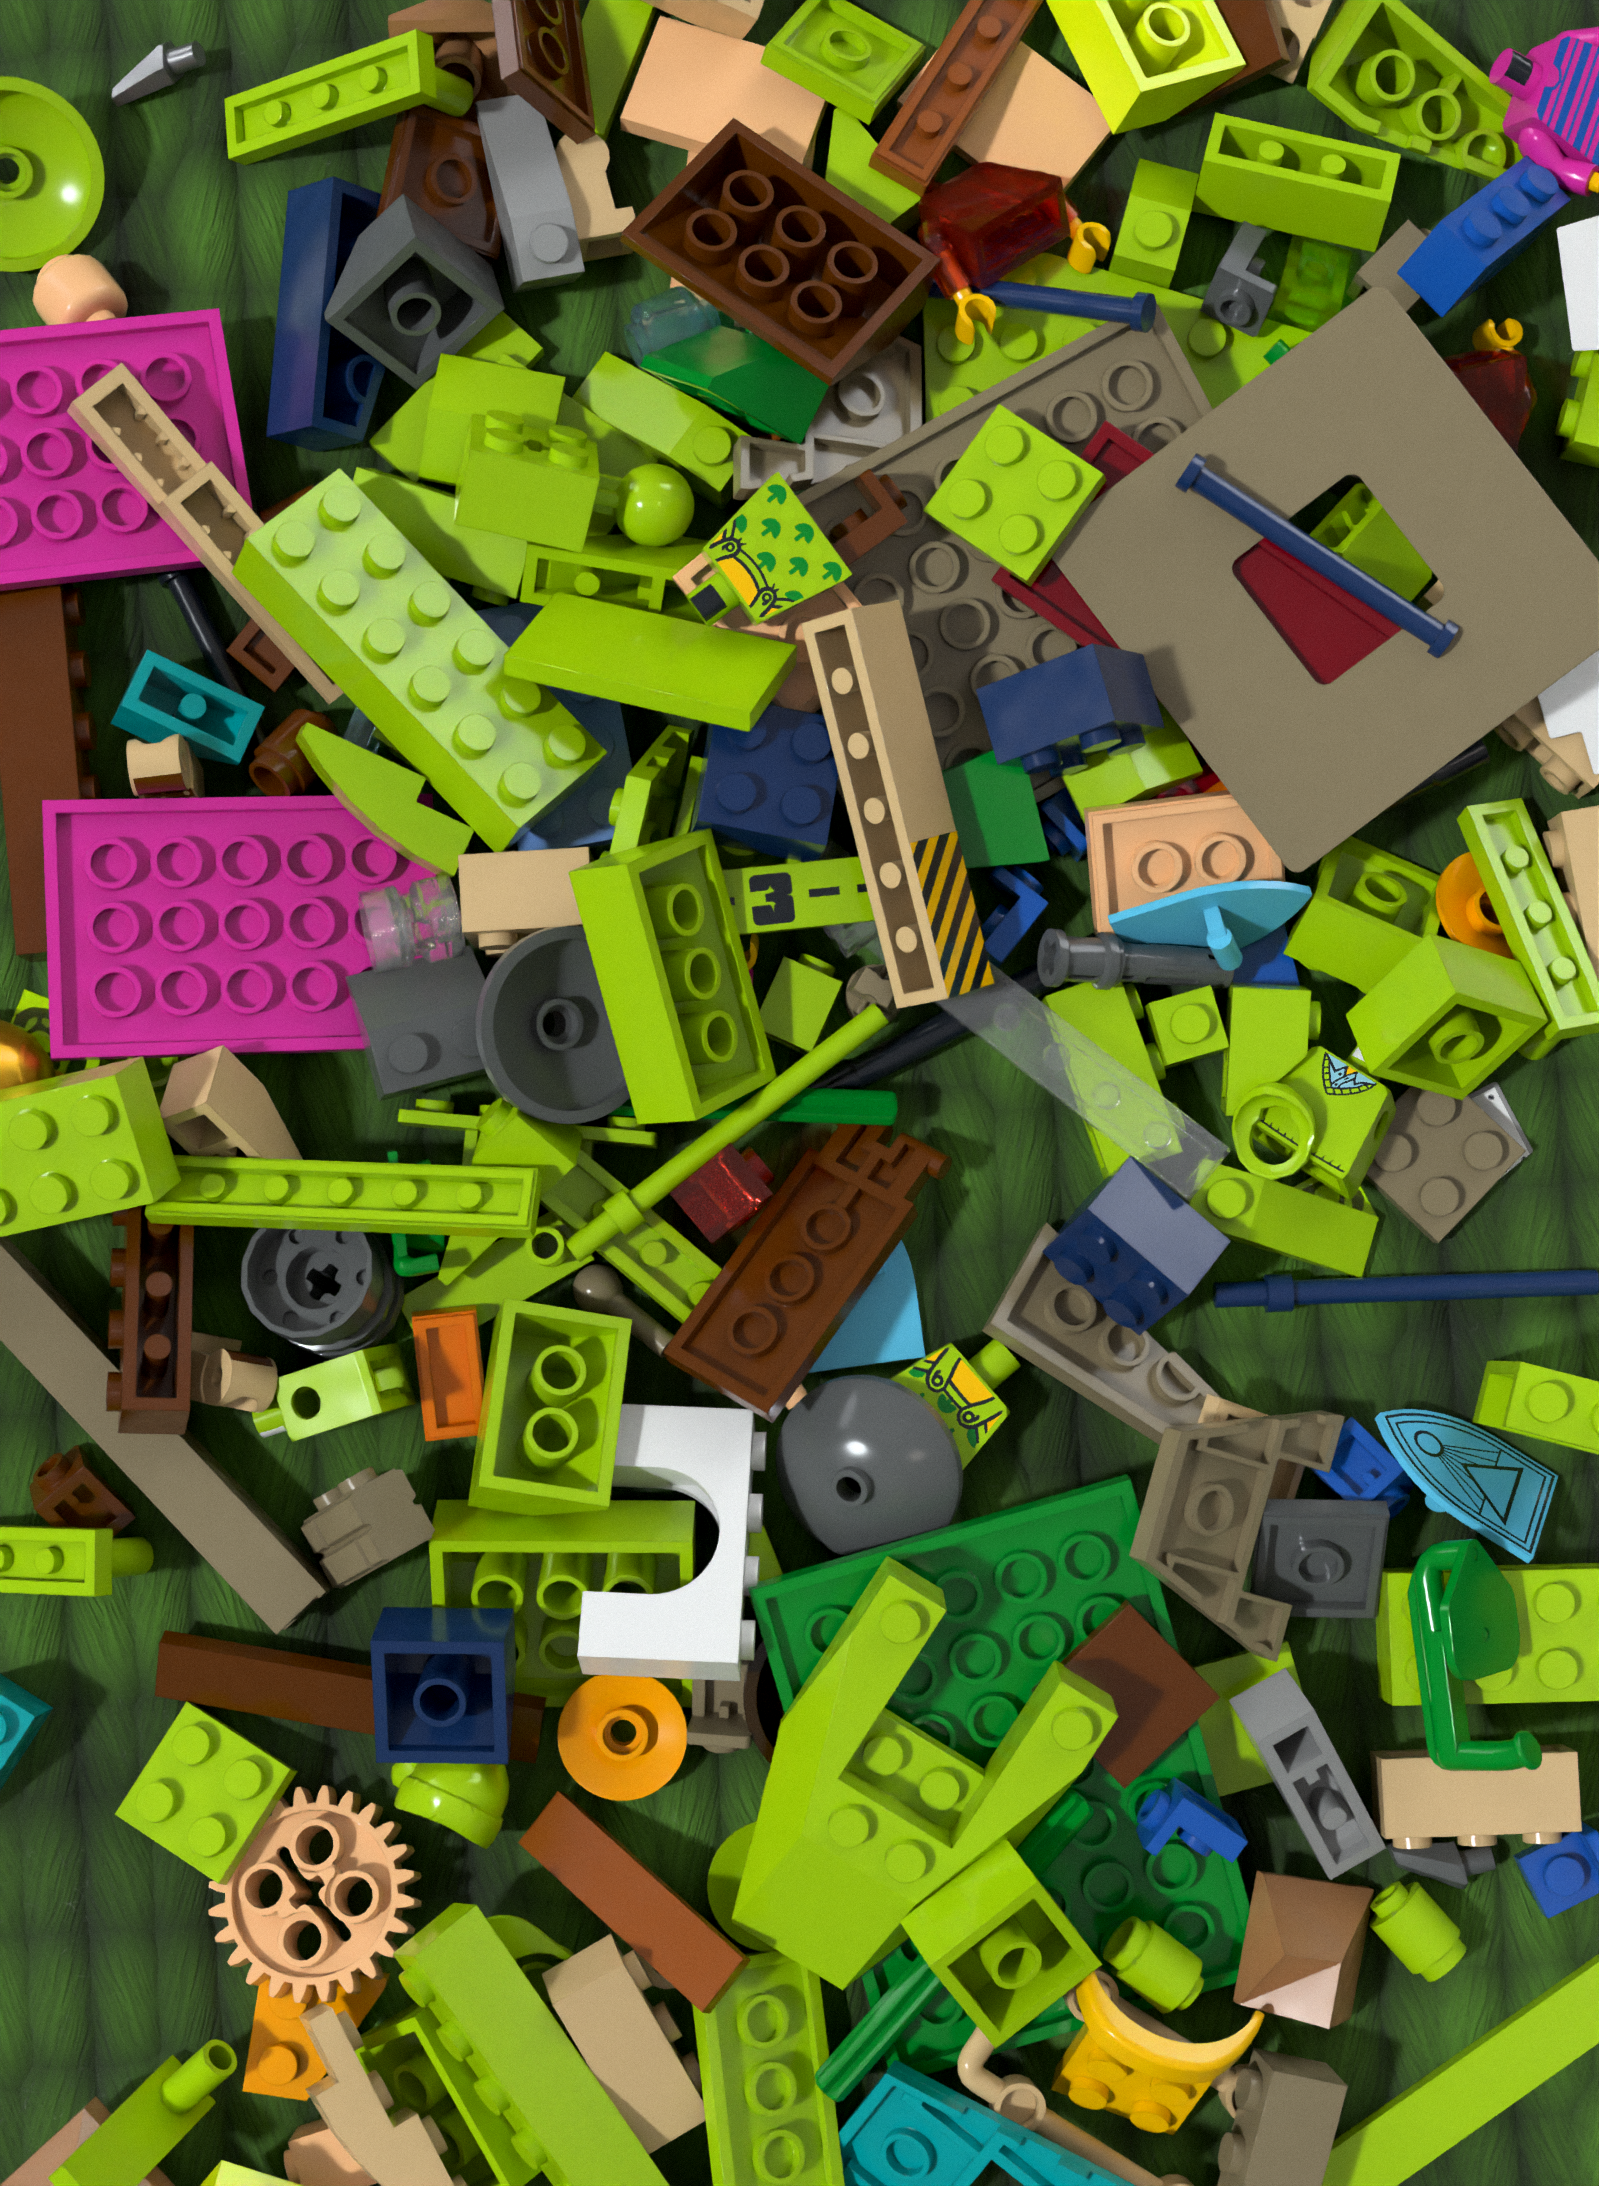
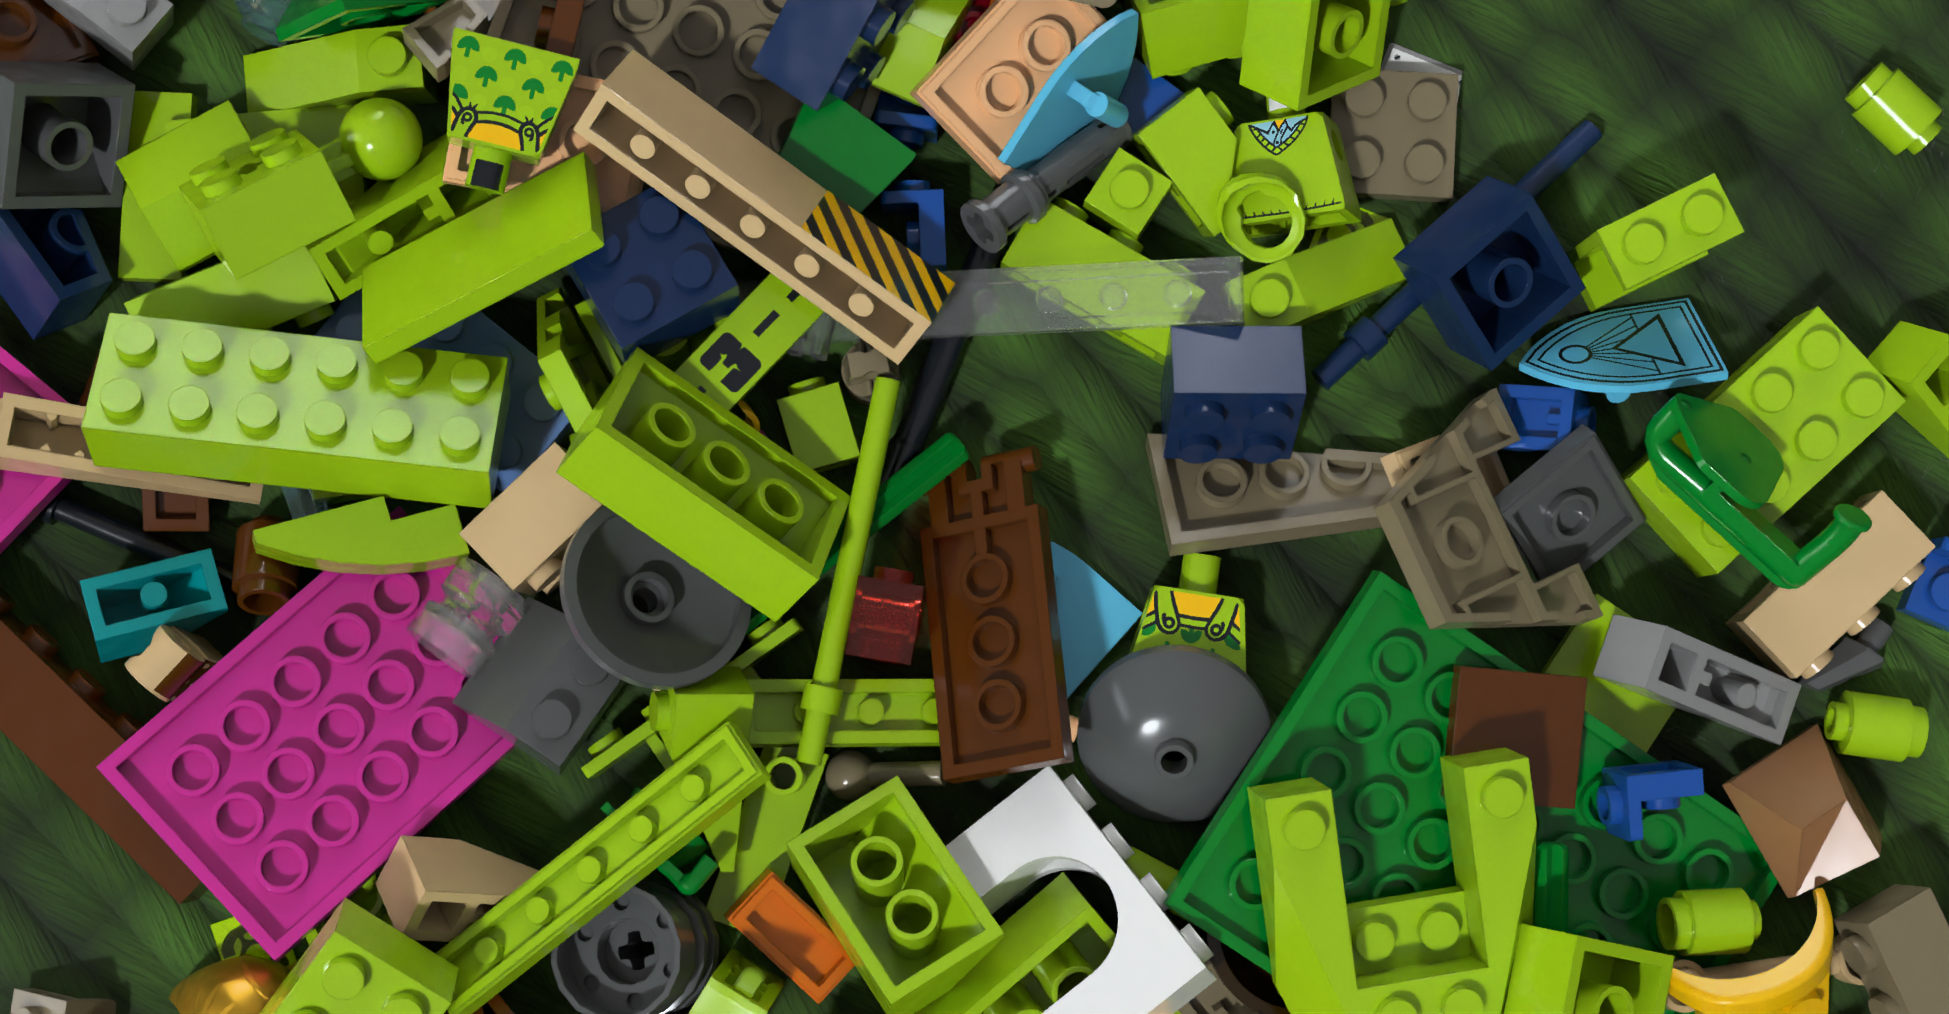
camera: 45 degrees left, 0 degrees up
(1415, 1324) = (1490, 272): none -> dark blue brick

